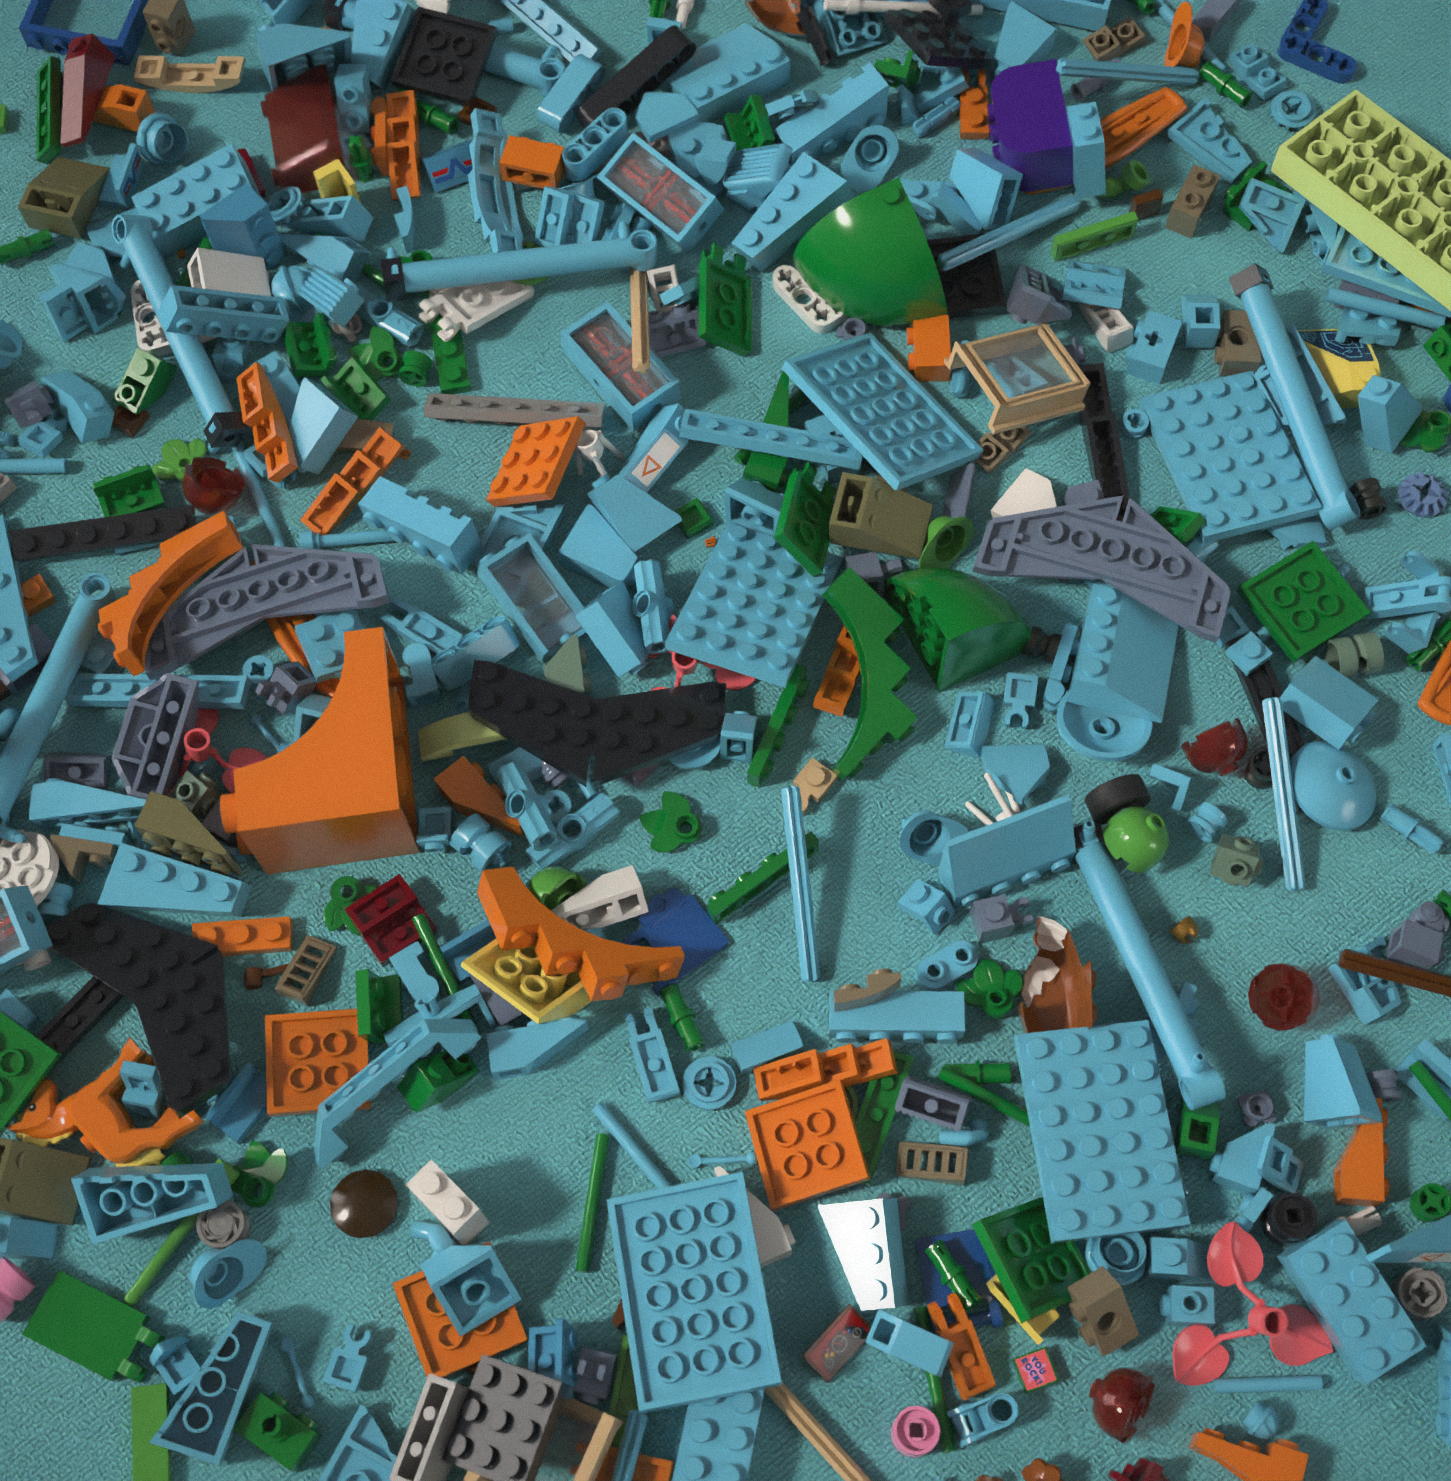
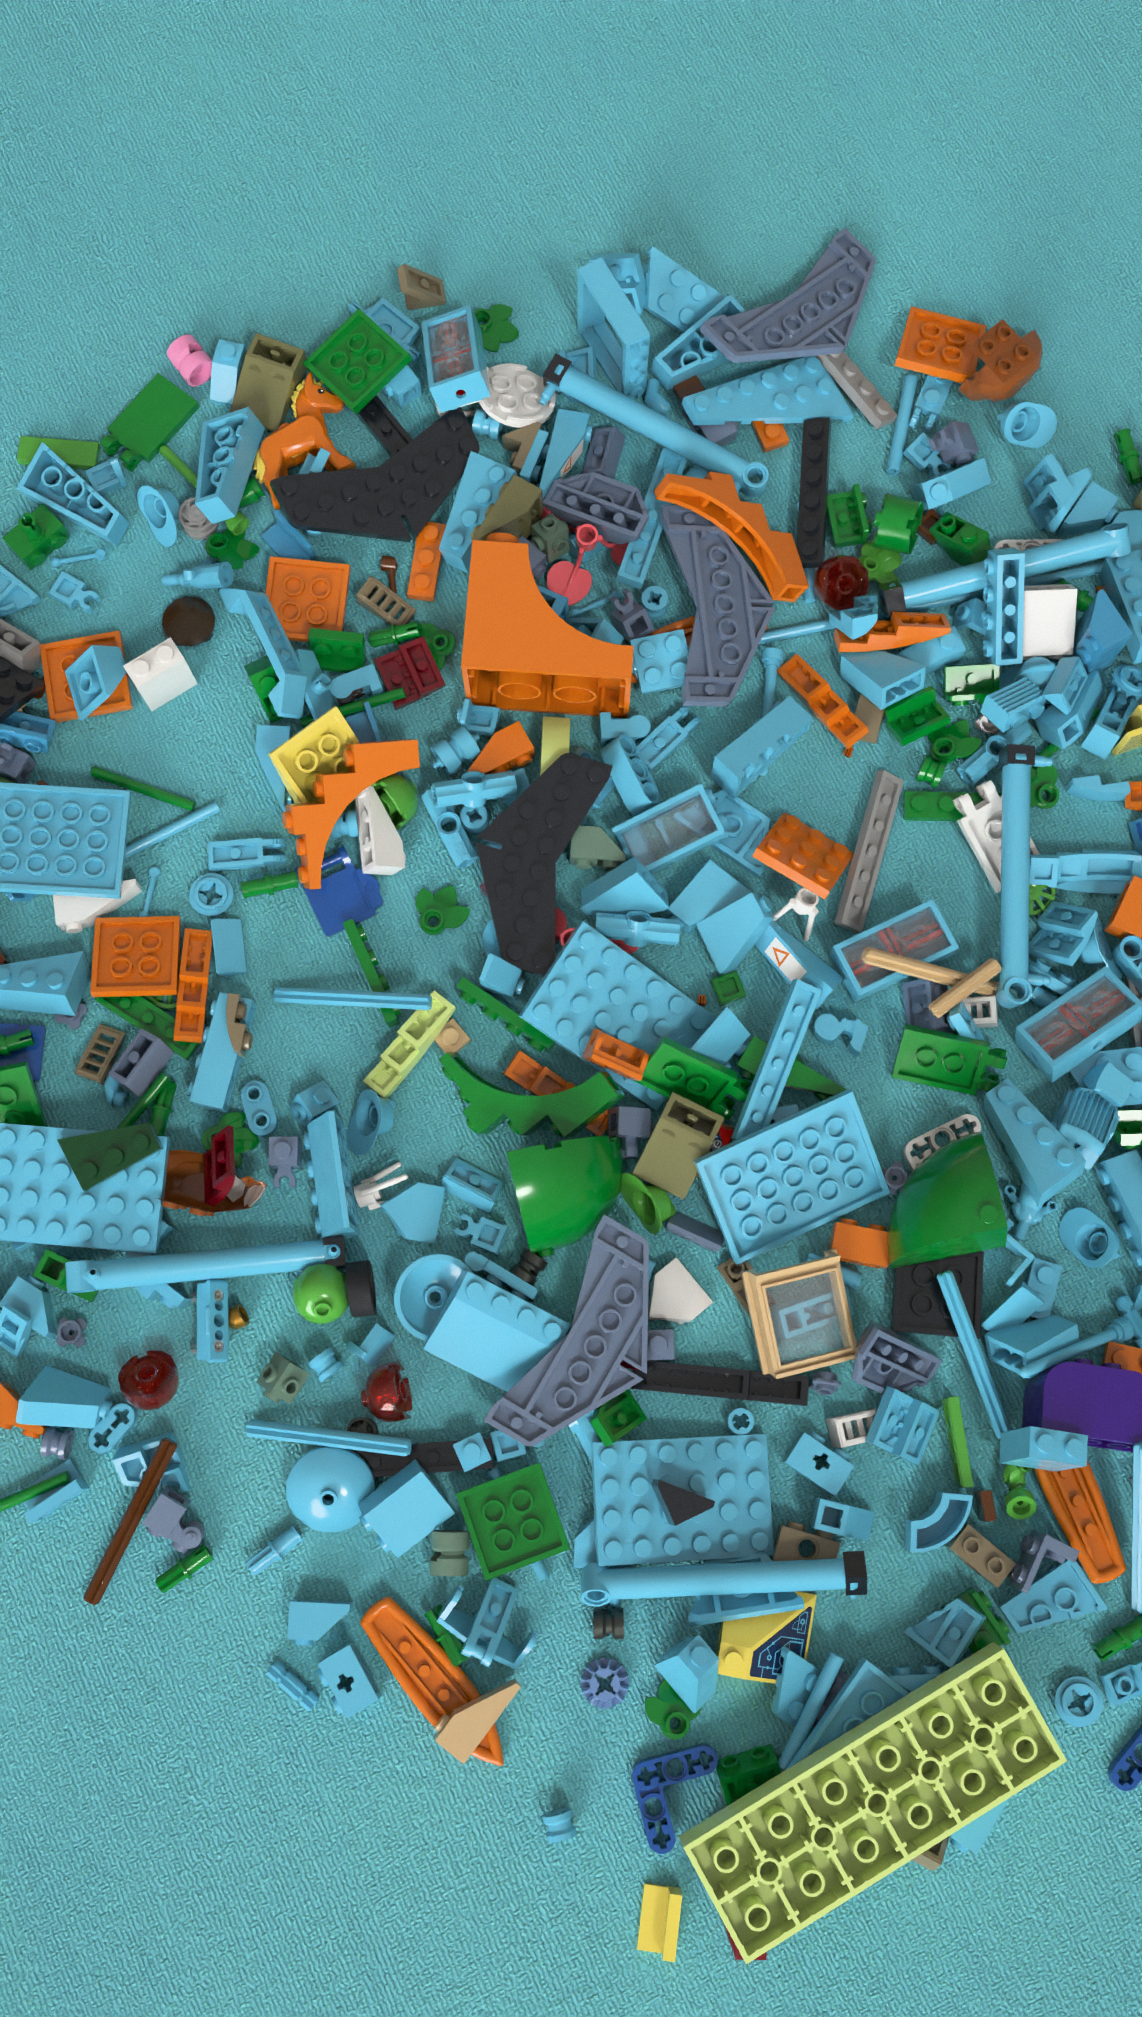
camera: 100 degrees right, 10 degrees up
(135, 438) = (898, 524): none -> green brick
(254, 454) = (857, 620): none -> medium azure slope
(300, 253) = (1066, 683): none -> medium azure slope
(303, 1197) = (203, 577): none -> medium azure piece
(344, 946) = (395, 634): none -> green axle
(649, 289) = (965, 987): none -> tan axle
(715, 391) = (828, 1029): none -> medium azure leg
(802, 588) = (616, 1055): none -> orange hinge
(840, 818) = (409, 1047): none -> yellowish green slope
(950, 126) = (1116, 1331): none -> medium azure piece
(1032, 970) = (219, 1167): none -> dark red slope
(1058, 1093) = (109, 1152): none -> dark green wing
(1176, 235) = (939, 1523): none -> medium azure brick
(1180, 152) = (1033, 1549): none -> sand blue bracket
(1201, 948) = (212, 1321): none -> medium azure piece
(1239, 444) = (679, 1503): none -> black slope
(1348, 1027) = (118, 1432): none -> medium azure beam

